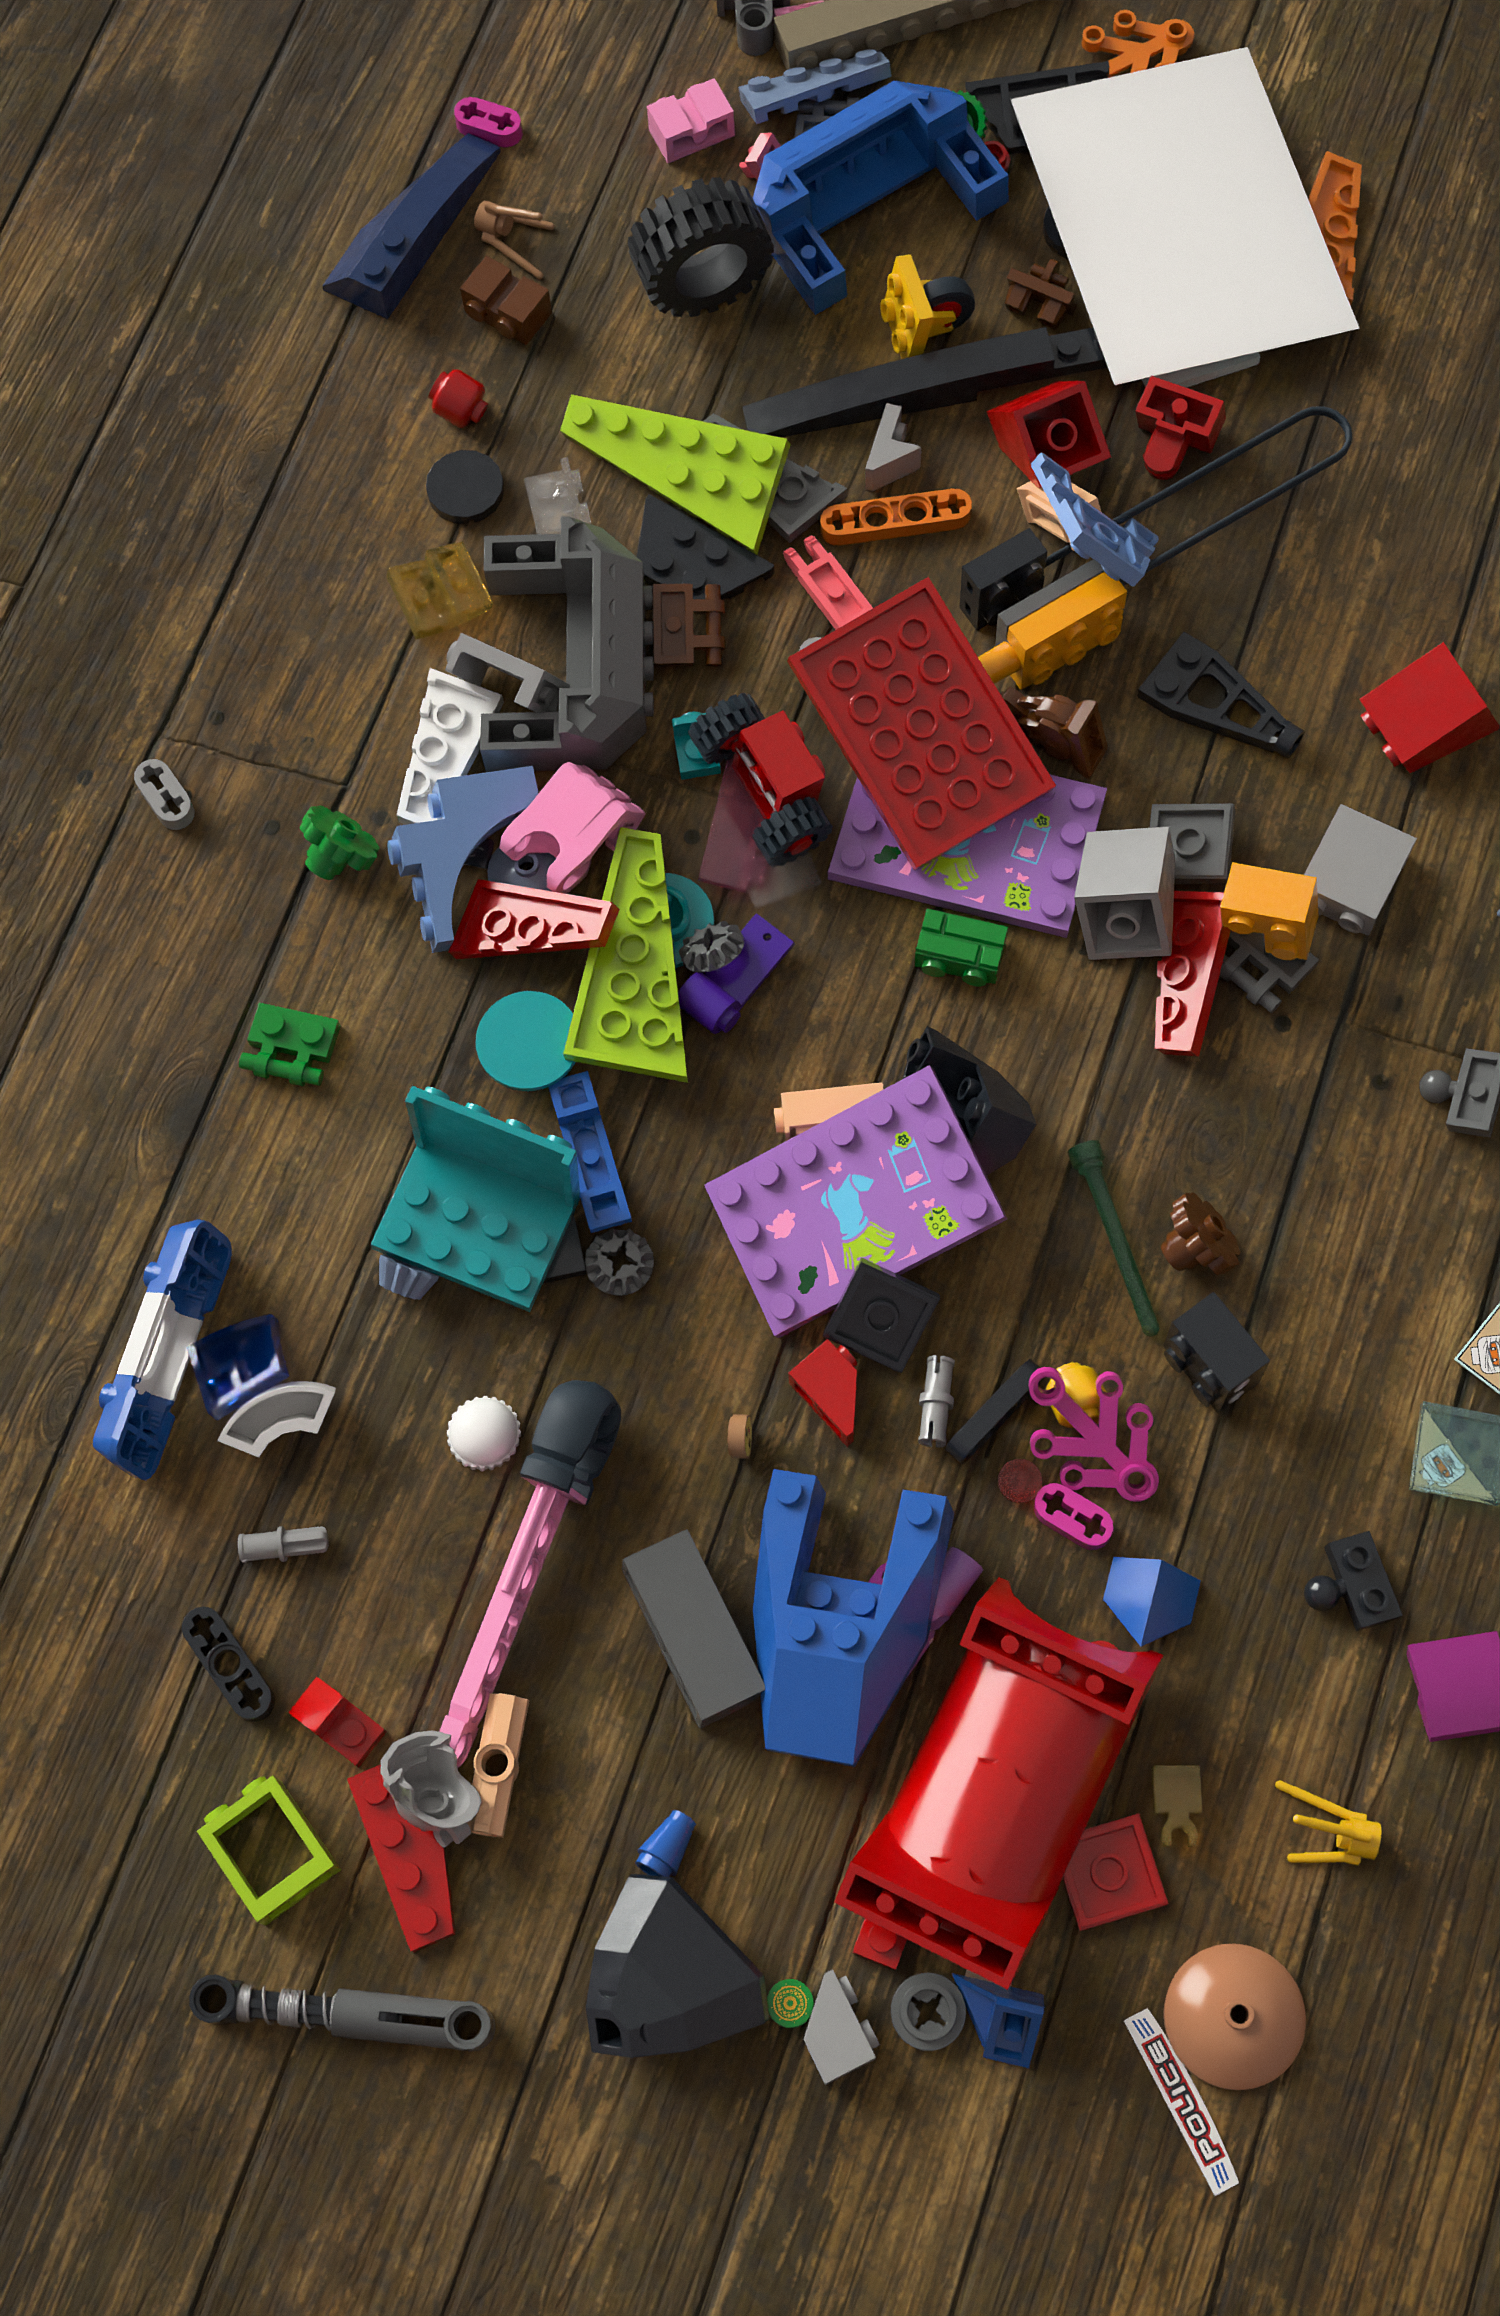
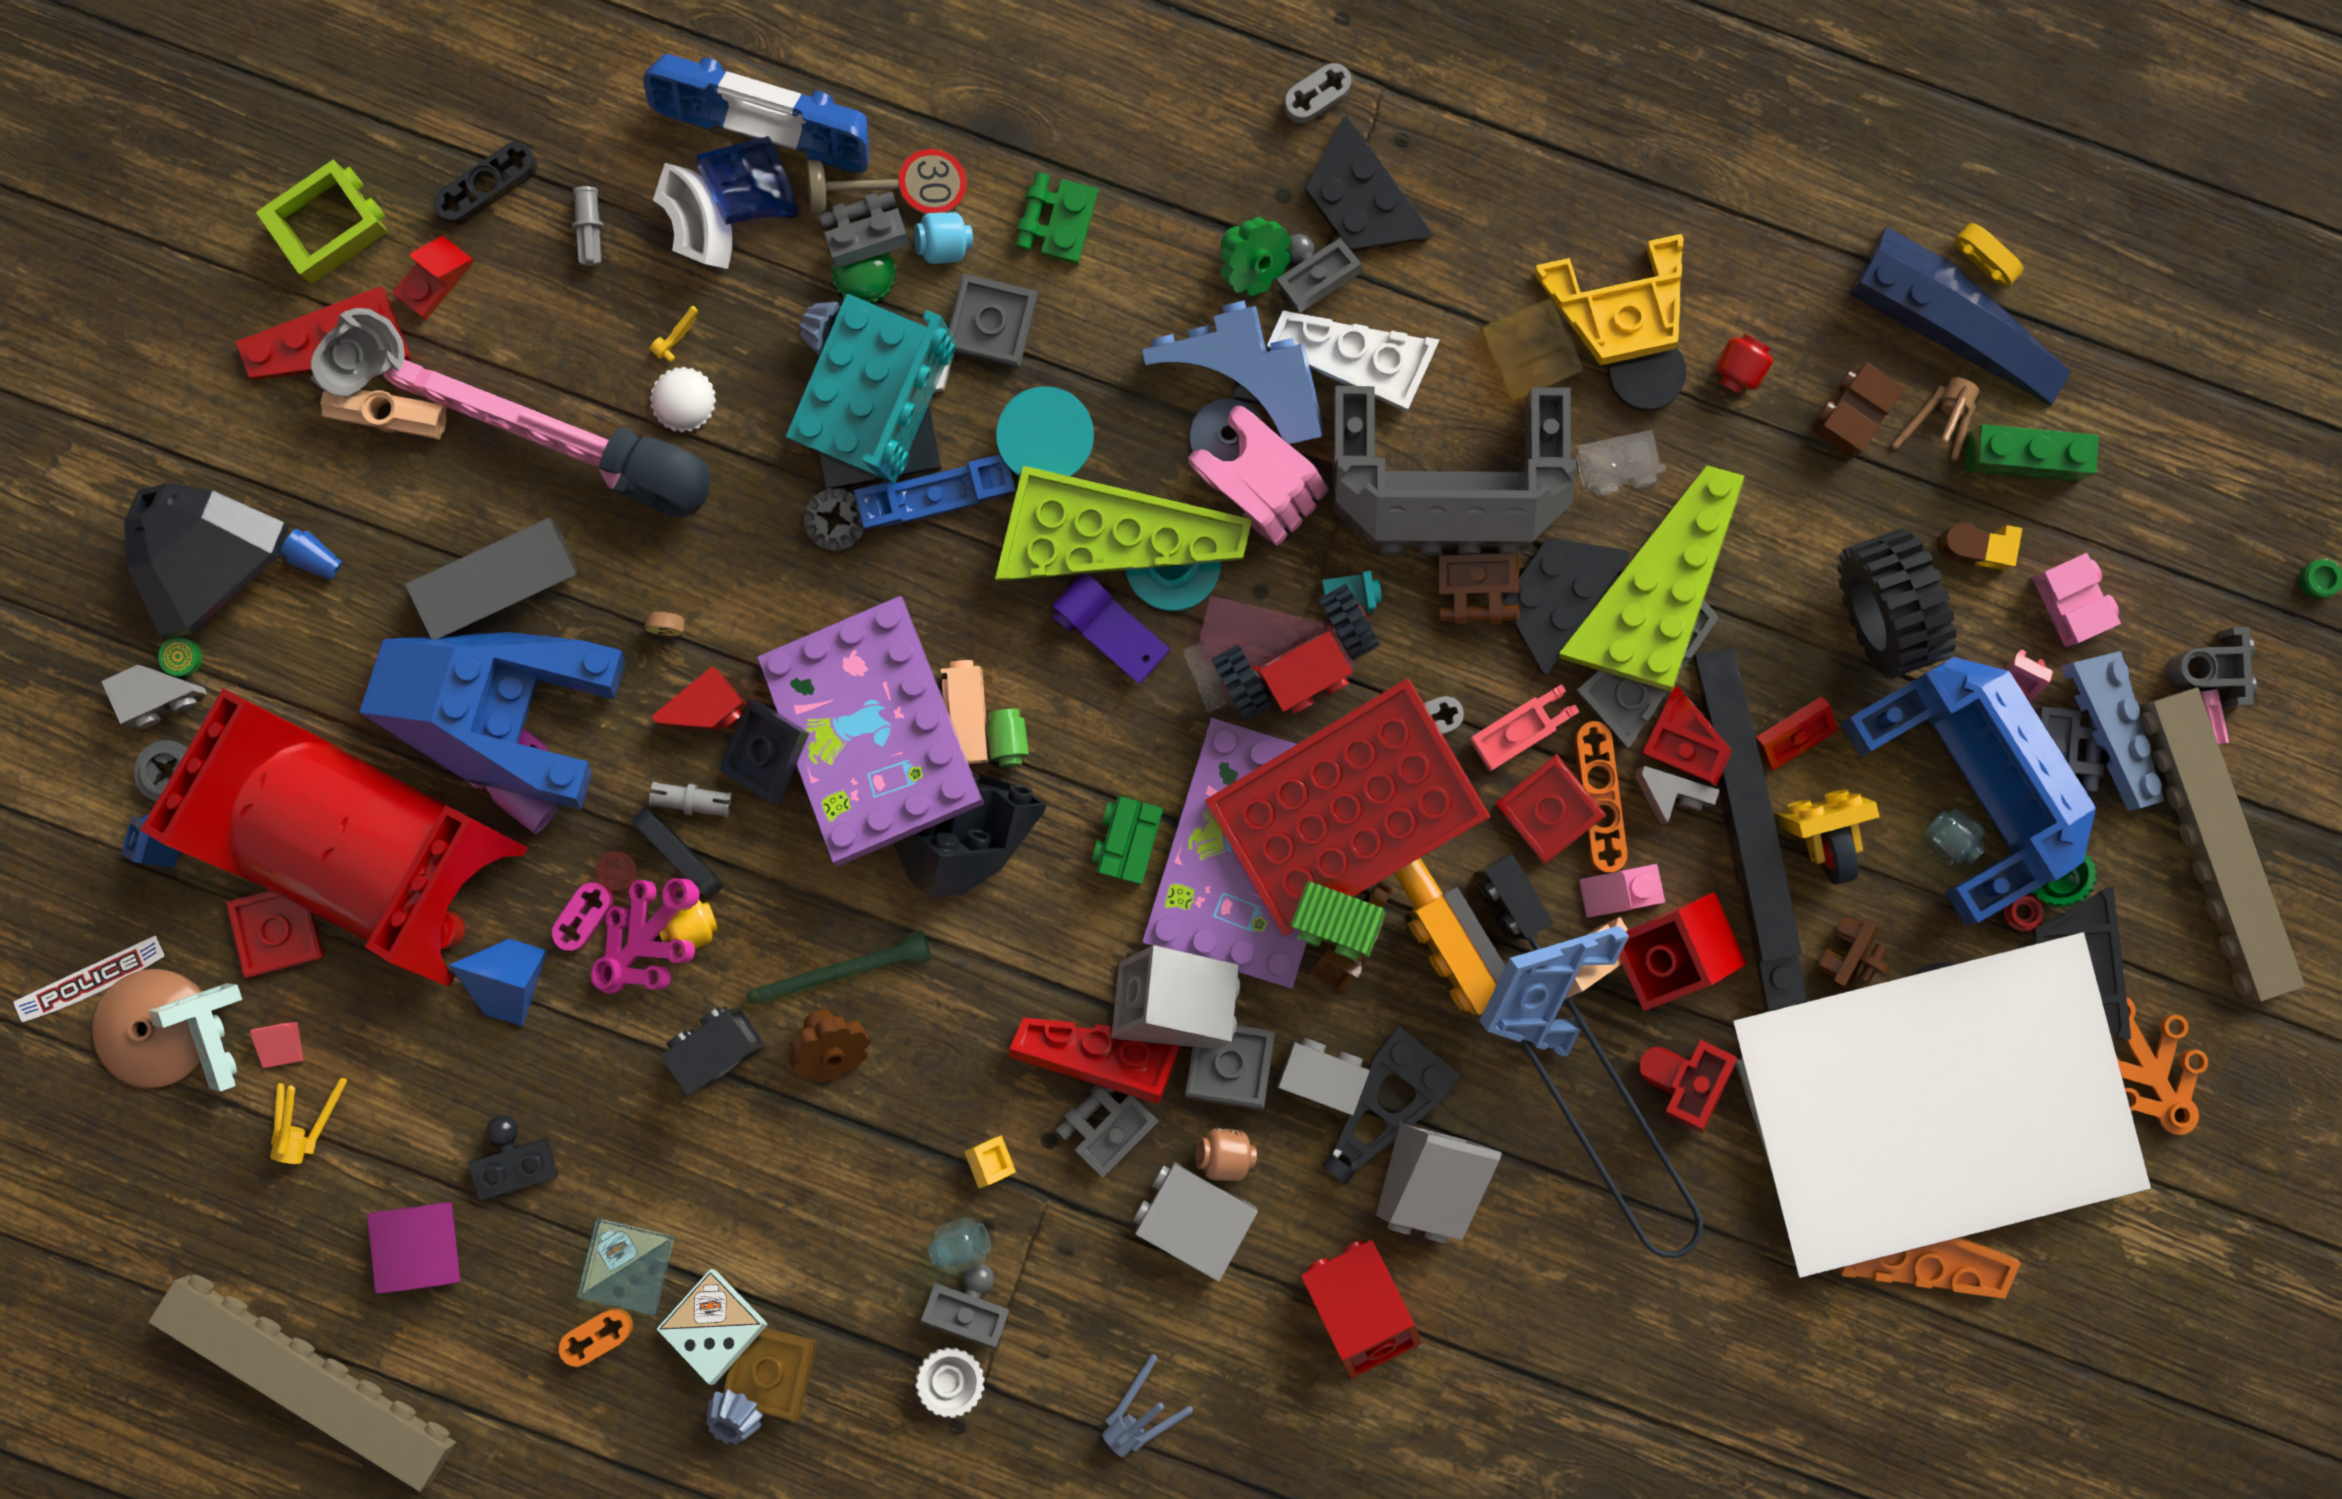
camera: 80 degrees right, 15 degrees up
(243, 1178) = (927, 182): none -> dark tan piece
(274, 751) = (1361, 196): none -> black wing
(307, 1235) = (865, 237): none -> dark grey plate
(309, 1156) = (942, 238): none -> medium azure head
(342, 1245) = (866, 279): none -> green hat
(348, 2013) = (186, 291): piece -> none
(354, 197) = (1989, 255): none -> yellow beam
(357, 785) = (1317, 273): none -> dark grey plate
(381, 1106) = (992, 320): none -> dark grey plate
(411, 504) = (1625, 317): none -> yellow wing
(424, 1457) = (662, 347): none -> yellow piece
(471, 659) = (1426, 417): light grey panel -> none
(489, 120) = (2090, 395): dark pink beam -> none
(529, 920) = (1163, 430): red wing -> none
(549, 156) = (2031, 453): none -> green brick
(642, 186) = (1979, 548): none -> leg
(726, 946) = (1125, 615): dark grey gear -> none
(825, 344) = (1797, 733): none -> red plate
(838, 436) = (1687, 741): none -> red wing
(856, 1068) = (1007, 737): none -> bright green brick
(910, 551) = (1550, 809): none -> red plate
(923, 212) = (1955, 838): none -> clear light blue head
(991, 496) = (1621, 890): none -> bright pink slope
(1039, 719) = (1337, 920): none -> bright green brick
(1177, 1795) = (331, 991): clear yellow plate -> none
(1196, 755) = (1323, 1077): none -> light grey brick
(1235, 1937) = (205, 1030): none -> light aqua bracket
(1242, 1860) = (278, 1044): none -> coral slope
(1272, 904) = (1136, 1130): light orange brick -> none
(1284, 843) = (1225, 1155): none -> nougat head
(1296, 642) = (1435, 1183): none -> light grey slope
(1311, 1073) = (990, 1161): none -> yellow plate
(1404, 1099) = (960, 1245): none -> clear light blue head

